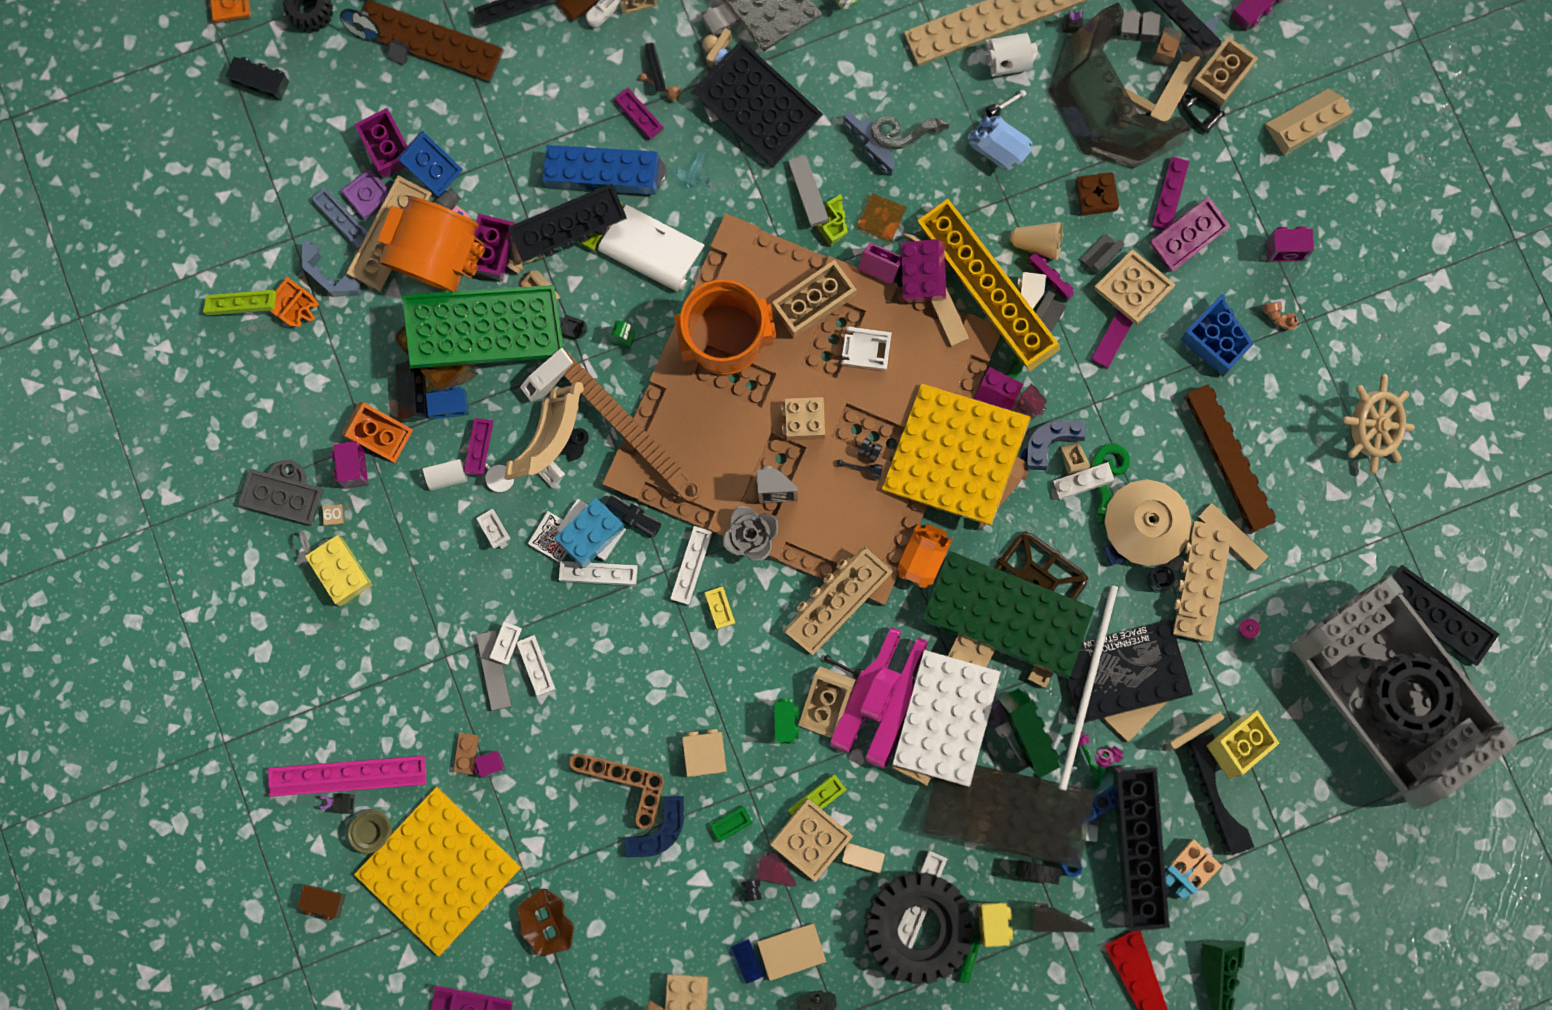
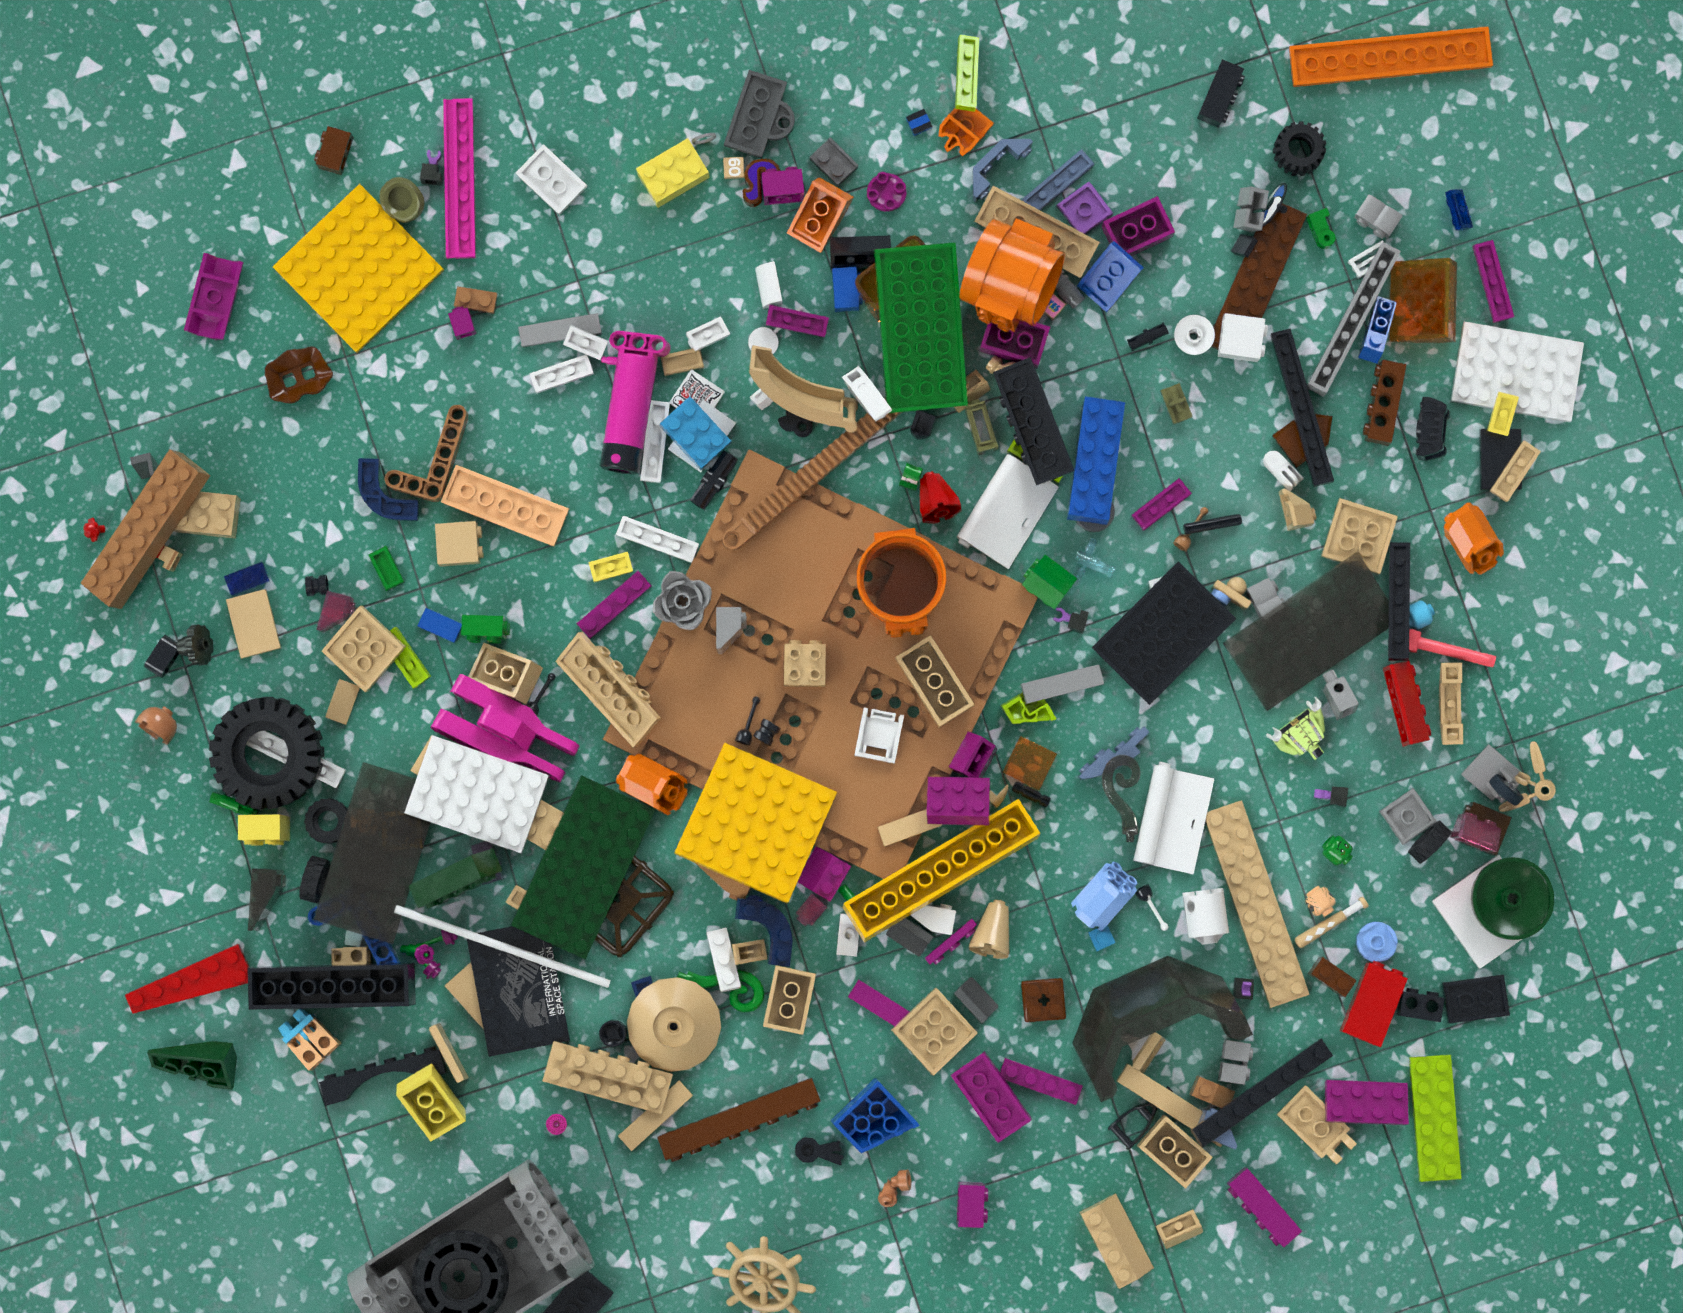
camera: 85 degrees right, 5 degrees up
(287, 346) = (919, 122): none -> tile
(326, 422) = (833, 161): none -> flat silver plate
(344, 495) = (752, 196): none -> reddish brown animal
(347, 687) = (551, 179): none -> white plate
(354, 372) = (886, 192): none -> magenta dish
(357, 48) = (1250, 199): none -> light grey piece
(478, 83) = (1198, 325): none -> white dish
(483, 45) = (1242, 337): none -> white brick
(484, 132) = (1147, 336): none -> black pin
(520, 553) = (682, 362): none -> tan tile
(546, 102) = (1176, 403): none -> olive hips
(560, 597) = (630, 400): none -> dark pink piece
(573, 275) = (980, 426): none -> olive window
(642, 309) = (937, 499): none -> red cone
(665, 712) = (505, 505): none -> light nougat plate
(715, 204) = (1048, 581): none -> green brick
(750, 182) = (1076, 621): none -> pearl dark grey piece
(755, 603) = (614, 604): none -> magenta plate
(783, 768) = (440, 625): none -> blue tile
(910, 214) = (1031, 794): none -> black axle
(925, 88) = (1169, 812): none -> white door
(979, 880) = (313, 814): none -> black tyre
(1004, 730) = (463, 853): hinge -> none
(1038, 147) = (1101, 938): none -> dark azure plate
(1052, 370) = (847, 937): none -> white plate
(1108, 833) = (351, 955): none -> tan leg
(1117, 417) = (789, 1000): none -> tan brick
(1252, 394) = (809, 1150): none -> black piece
(1291, 68) = (1179, 1229): none -> tan slope

